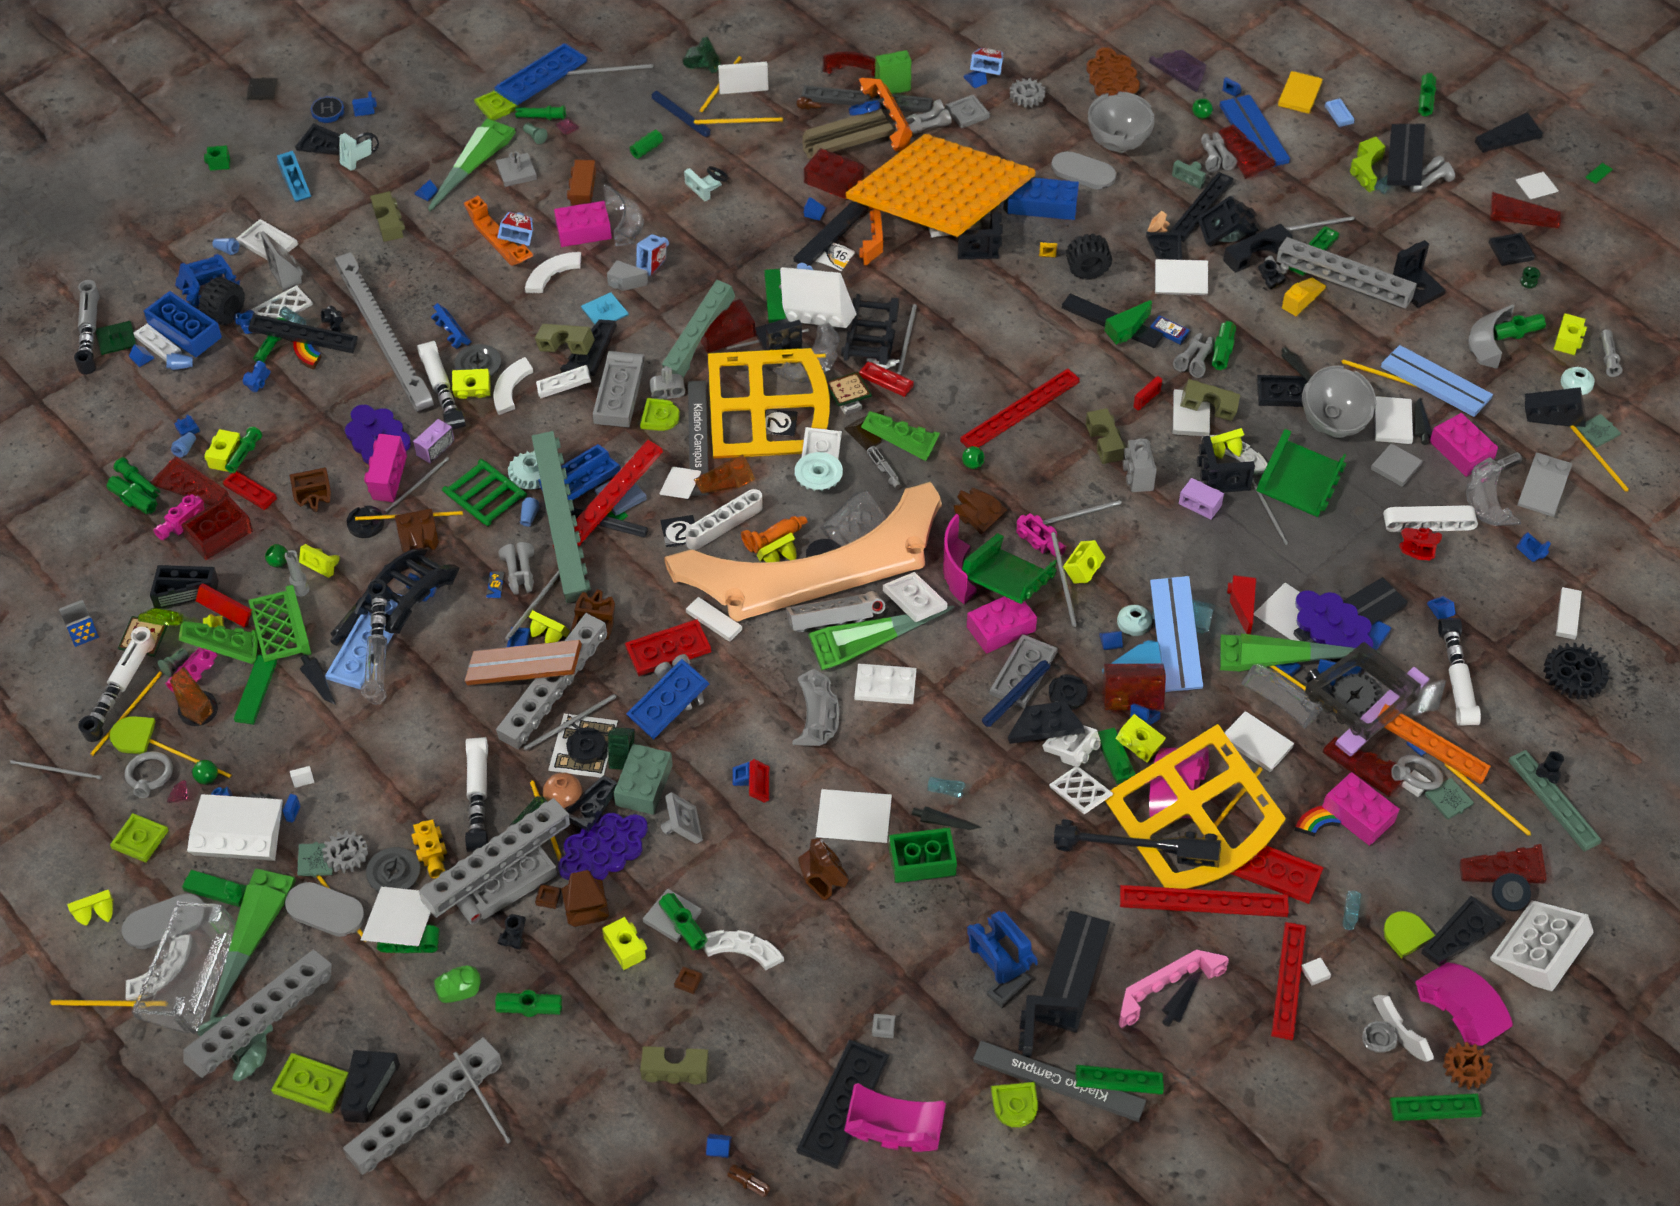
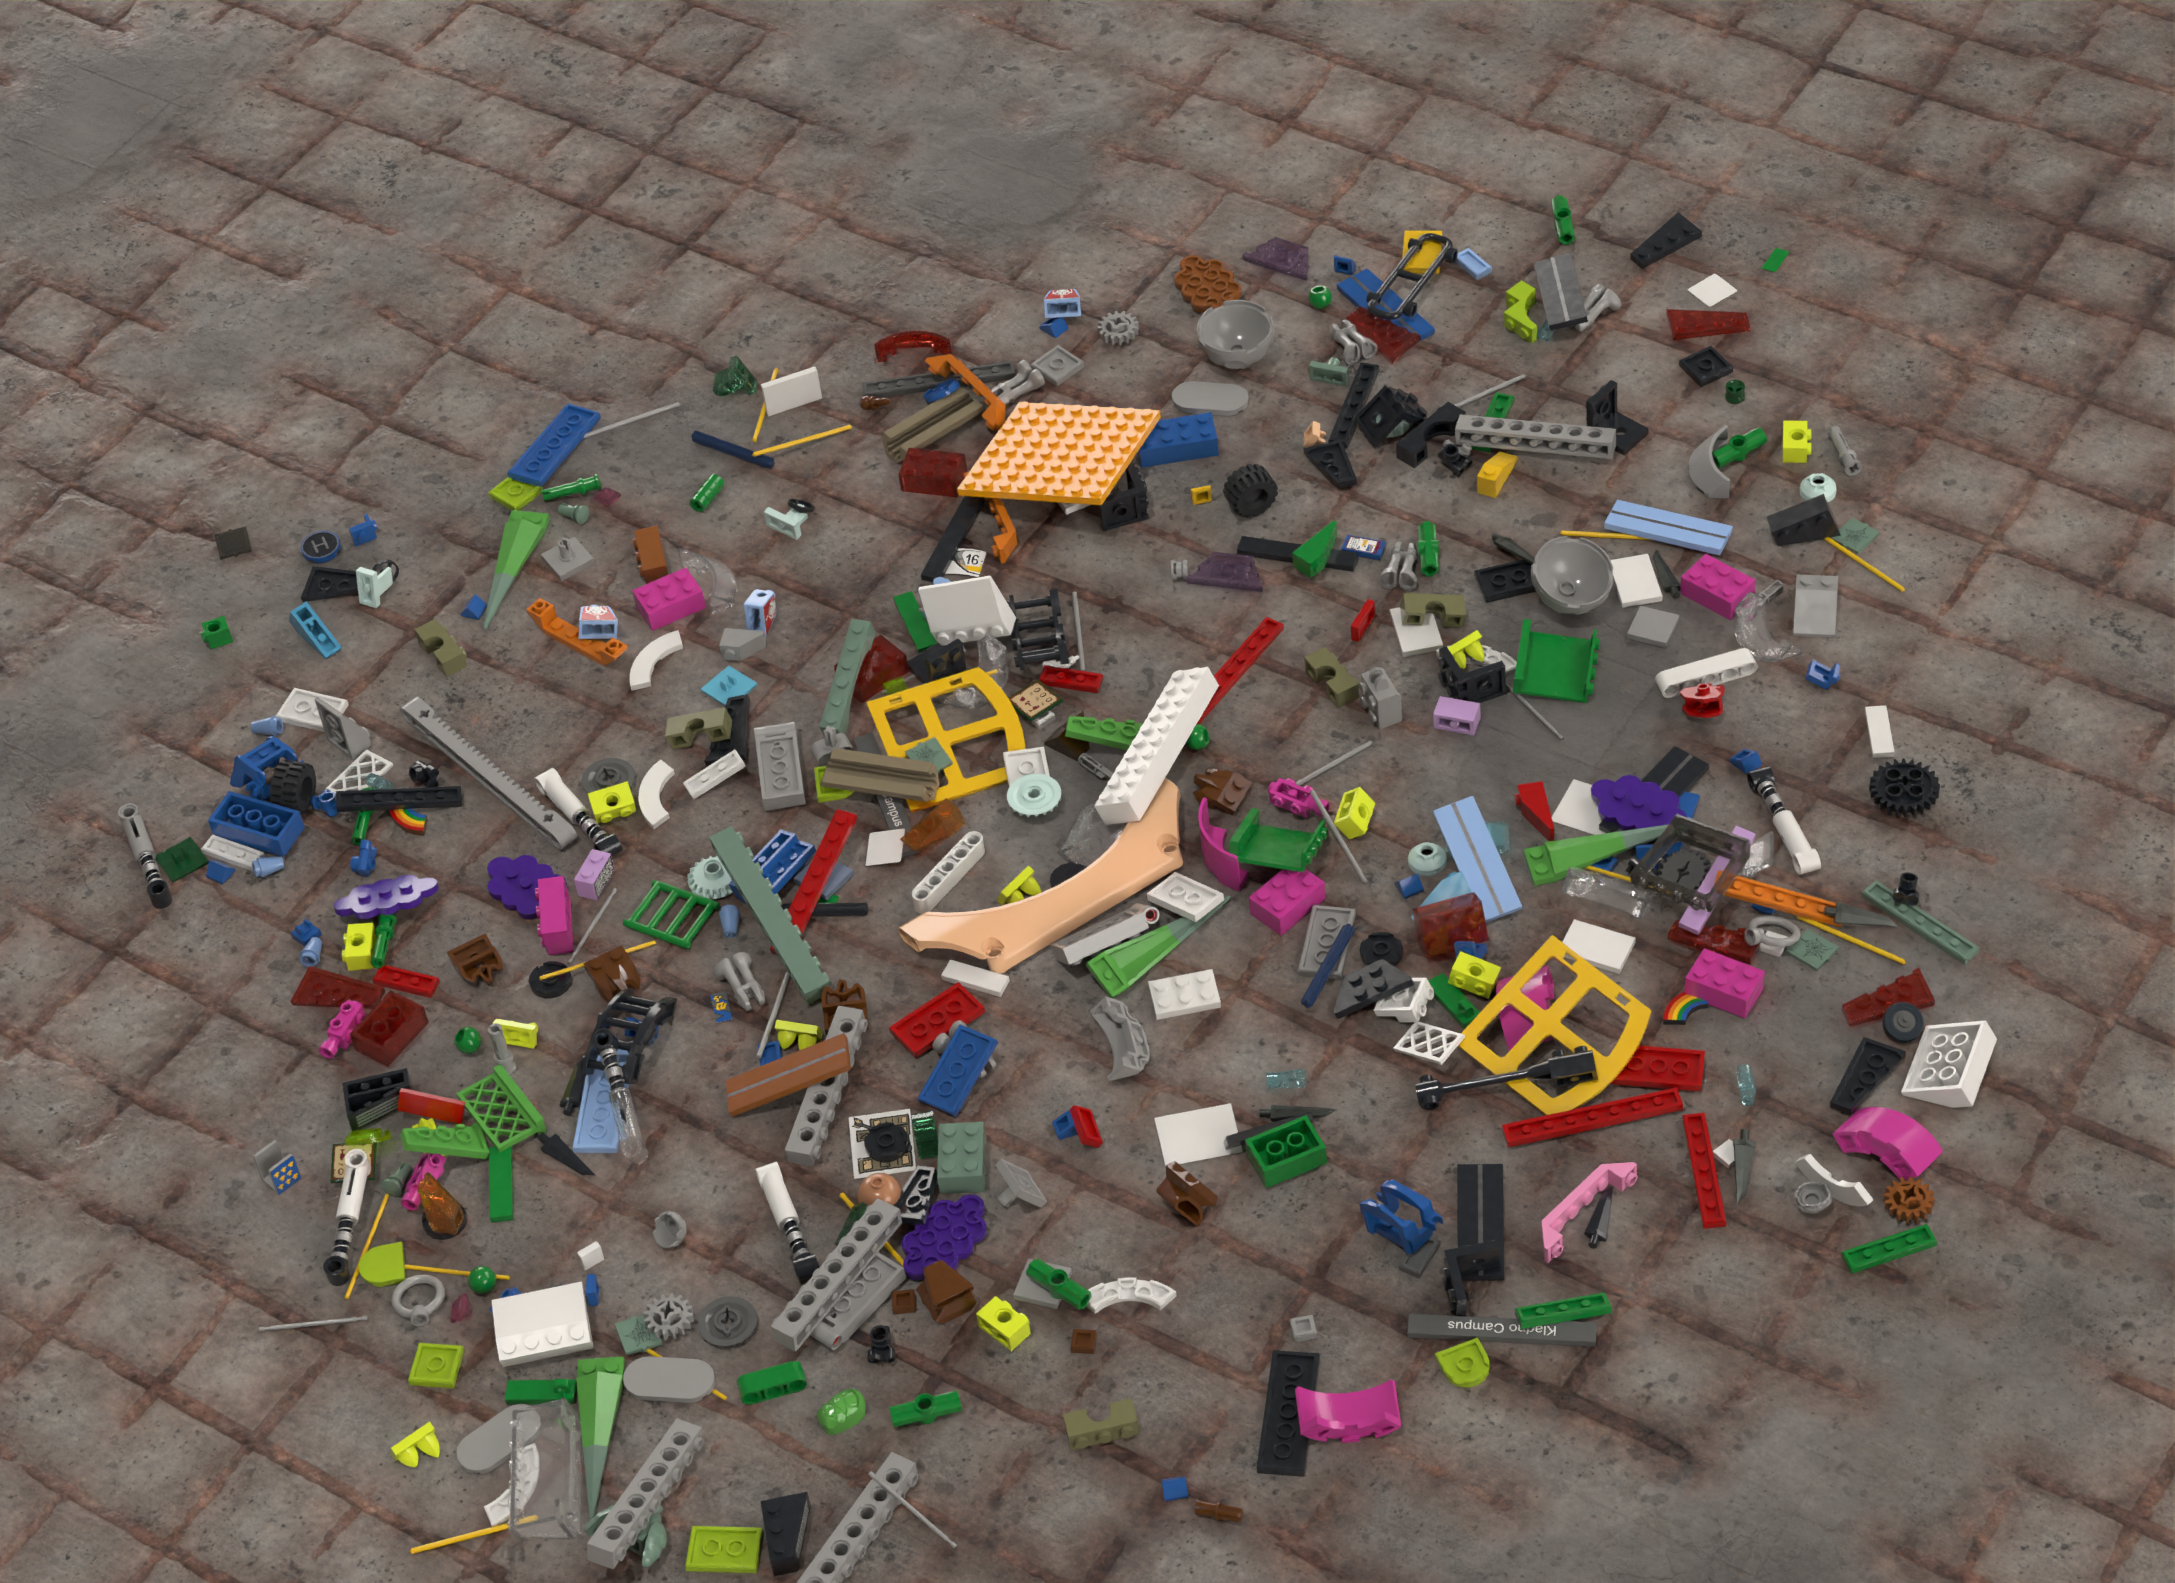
camera: 10 degrees left, 5 degrees down
(132, 474) = (265, 998): green pin -> none
(132, 495) = (276, 1020): green piece -> none
(260, 413) = (386, 896): none -> plate
(375, 773) = (669, 1229): none -> light grey hair
(397, 917) = (753, 1363): white sticker -> none
(430, 850) = (748, 1278): yellow brick -> none
(444, 317) = (563, 748): blue plate -> none
(569, 722) = (859, 1123): light grey axle -> none
(674, 530) = (899, 898): sticker -> none
(698, 420) = (881, 775): none -> dark tan piece
(738, 346) = (894, 686): none -> clear neon green tile
(743, 415) = (931, 752): none -> sand green piece
(755, 541) = (993, 884): orange piece -> none
(780, 422) = (972, 755): sticker -> none
(814, 209) = (924, 517): blue slope -> none
(885, 831) = (1239, 1138): none -> black tile
(894, 71) = (962, 340): bright green brick -> none
(934, 457) = (1156, 746): none -> white brick
(1008, 308) = (1181, 569): none -> light grey wheel
(1048, 321) = (1227, 571): none -> clear purple wing
(1181, 277) = (1358, 487): white tile -> none
(1234, 801) = (1592, 1011): yellow axle -> none
(1273, 135) = (1409, 307): none -> black bar
(1328, 977) = (1743, 1159): none -> pearl dark grey bar
(1406, 933) = (1808, 1091): lime tile -> none
(1494, 777) = (1852, 915): none -> pearl dark grey bar

